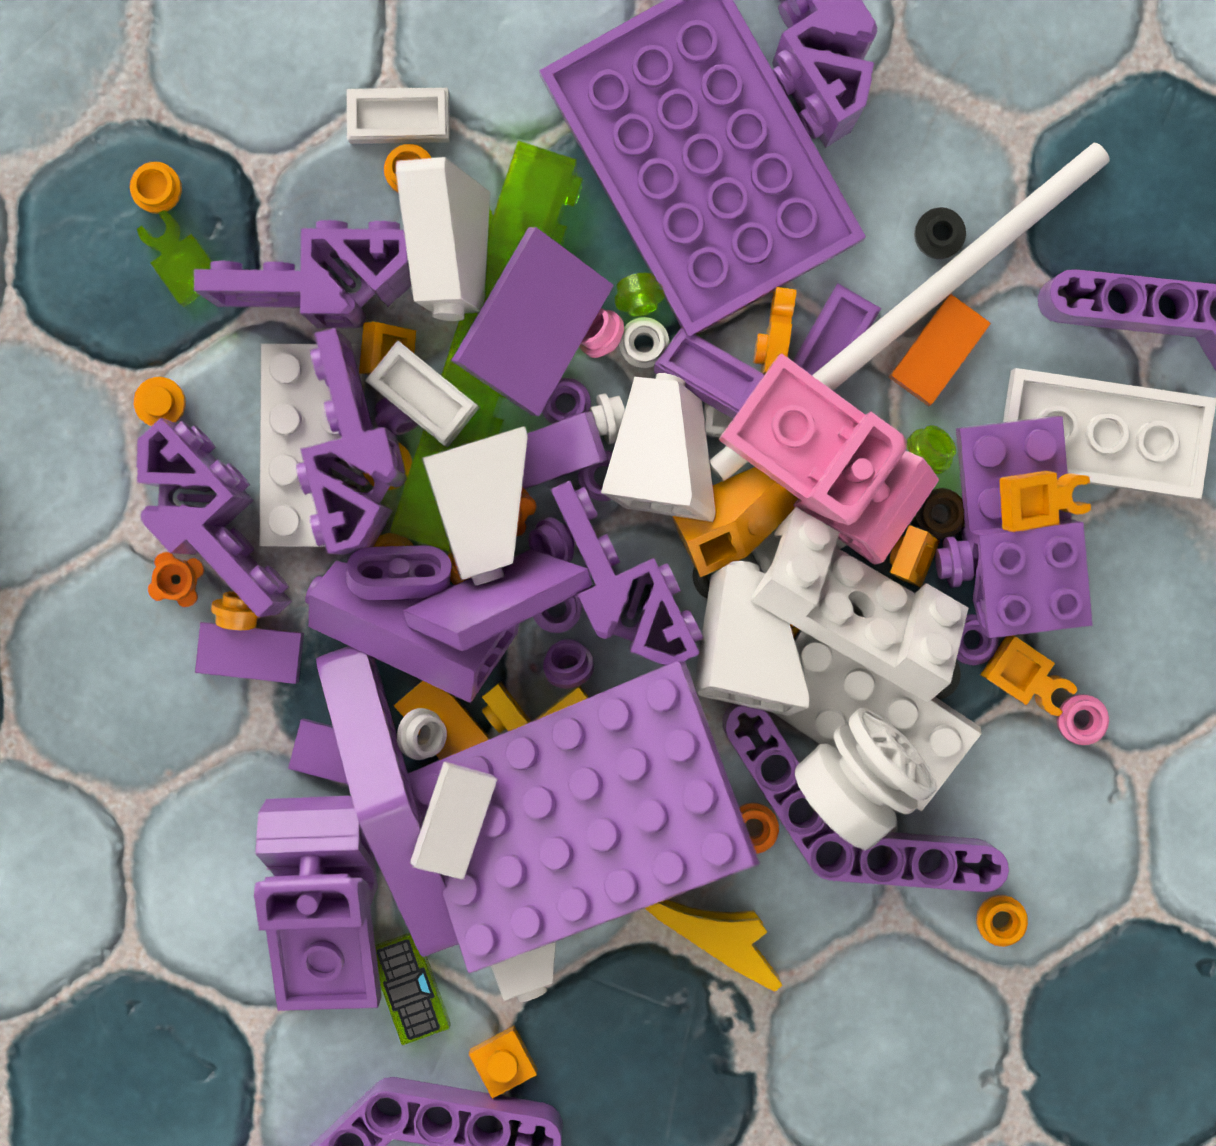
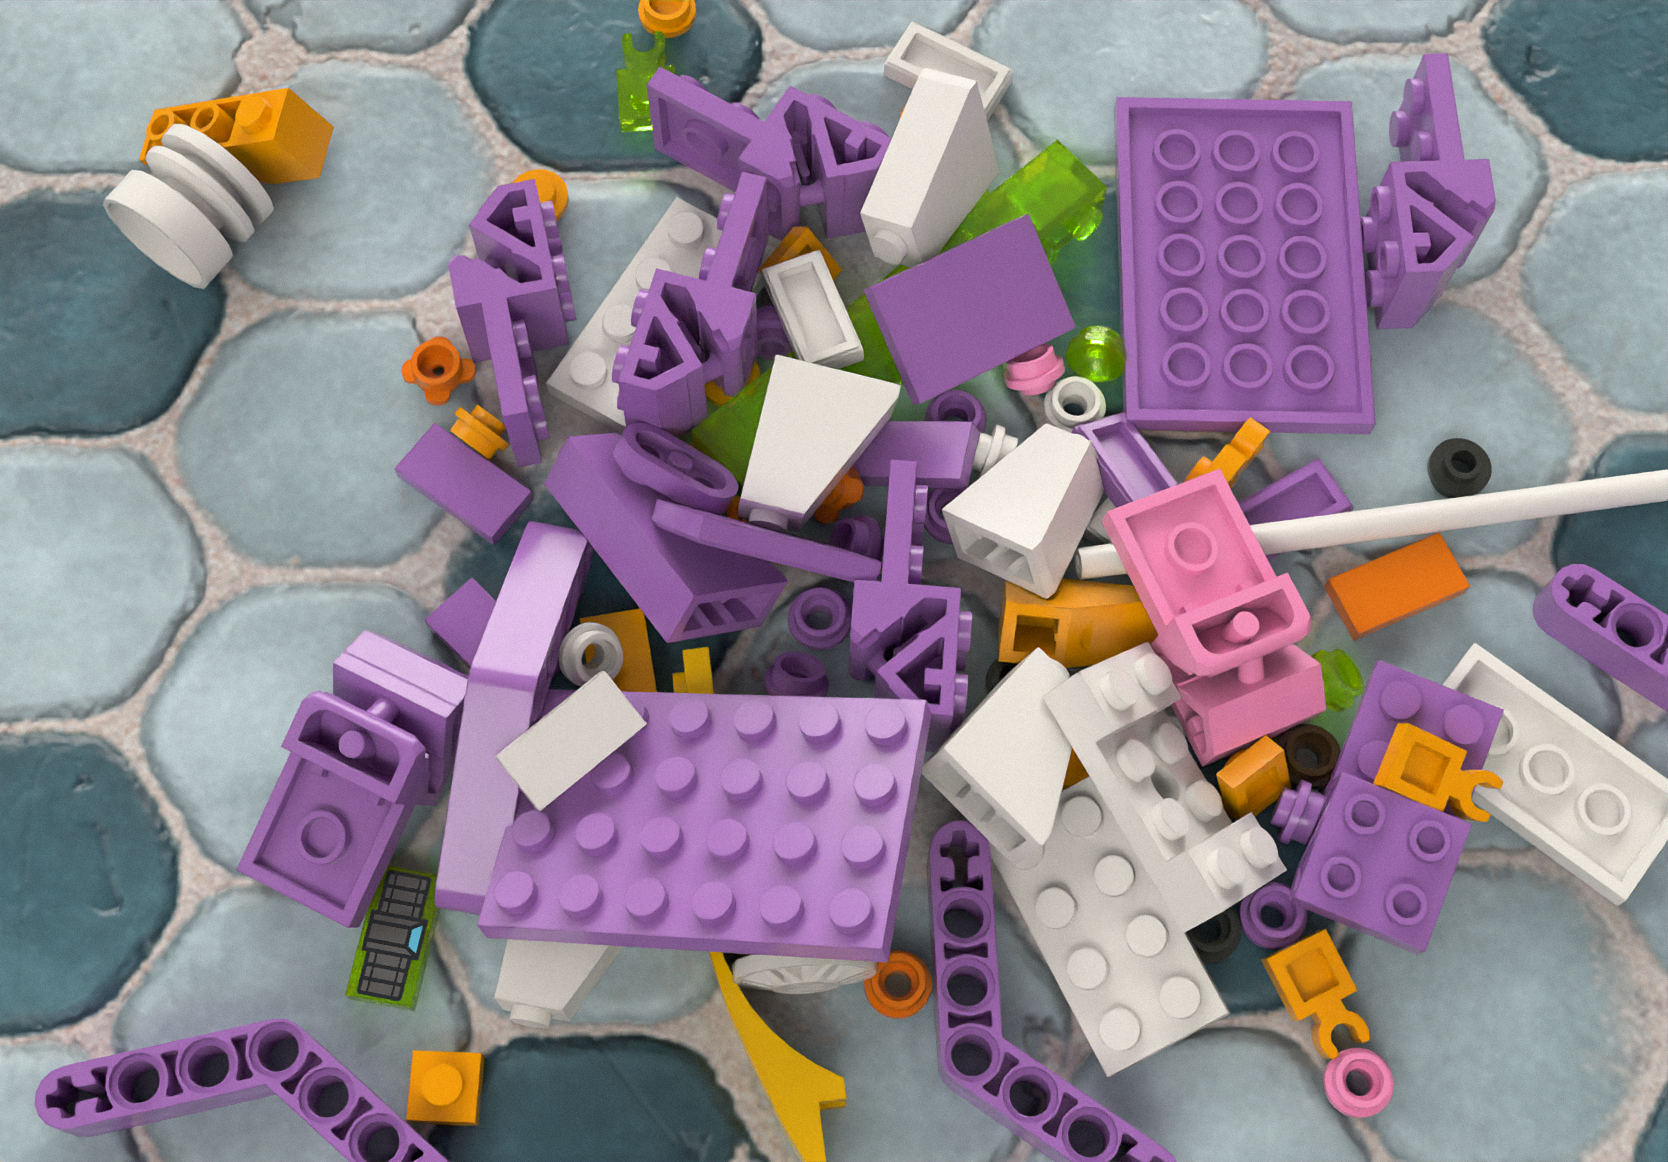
camera: 25 degrees right, 20 degrees down
(864, 779) = (1060, 969): white wheel -> none

